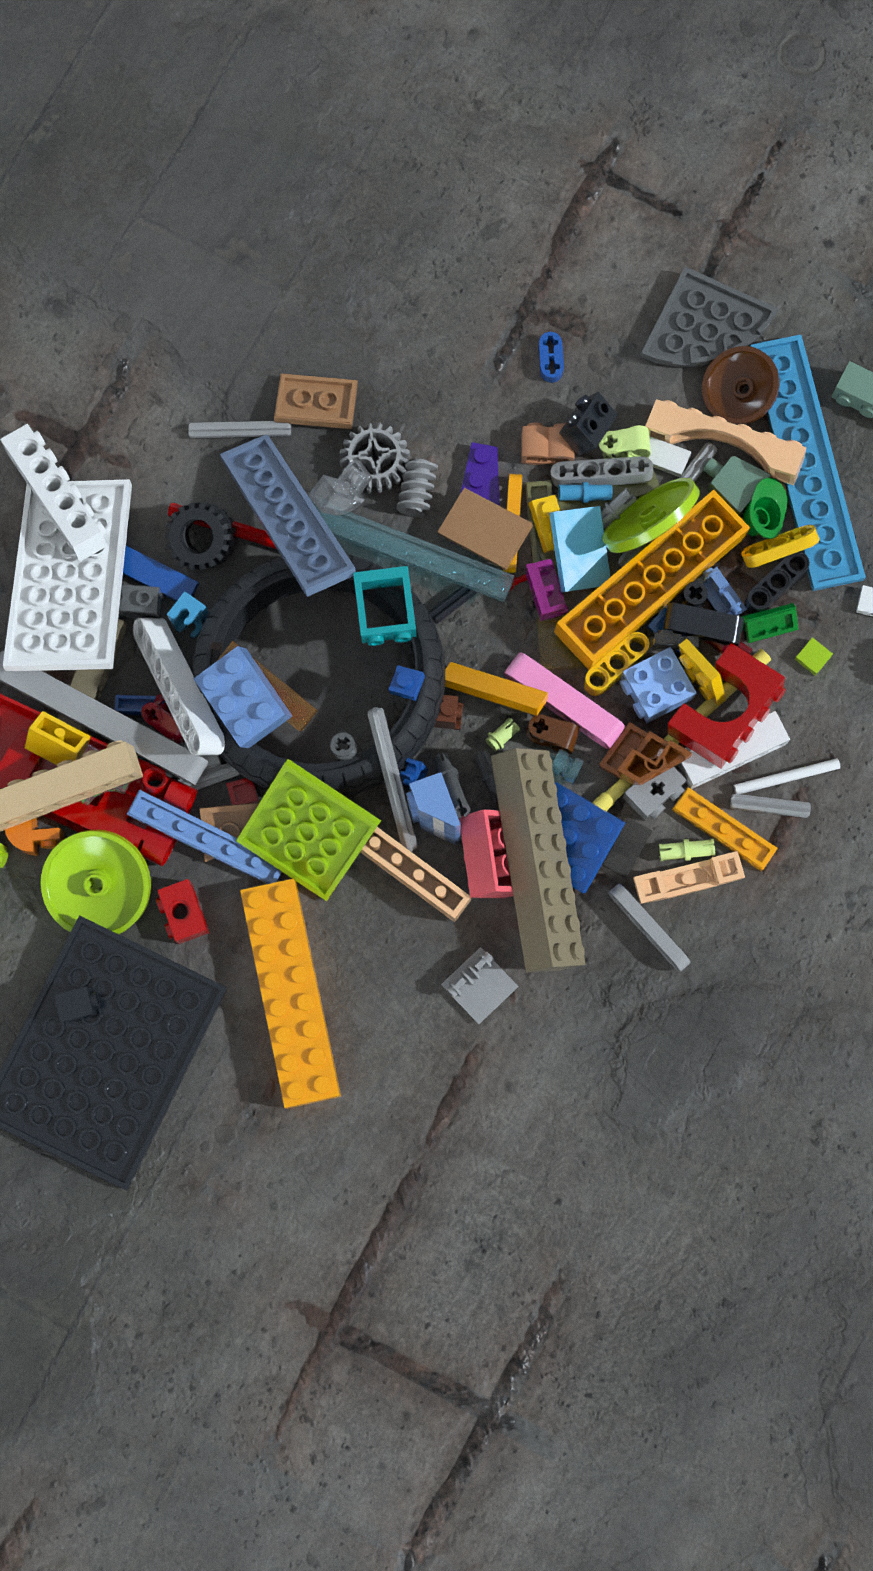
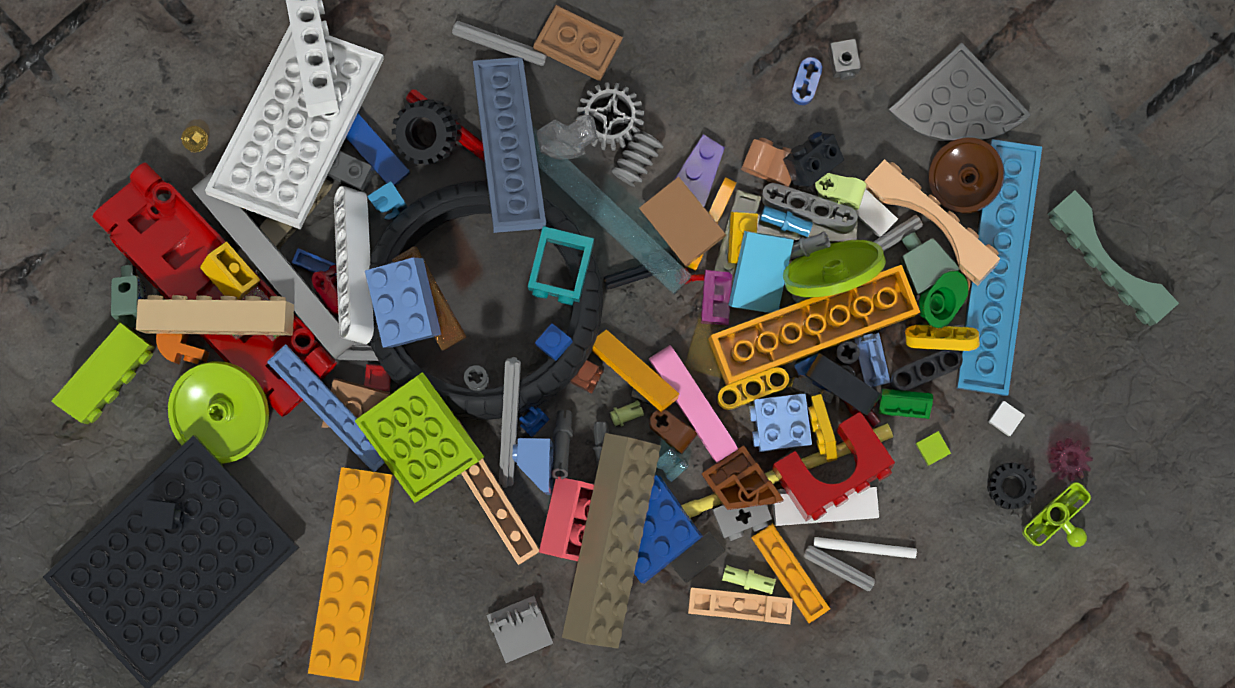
camera: 20 degrees right, 5 degrees up
(194, 923) = (292, 478): red brick -> none
(579, 322) = (844, 59): none -> brick
(649, 927) = (688, 636): light grey beam -> none

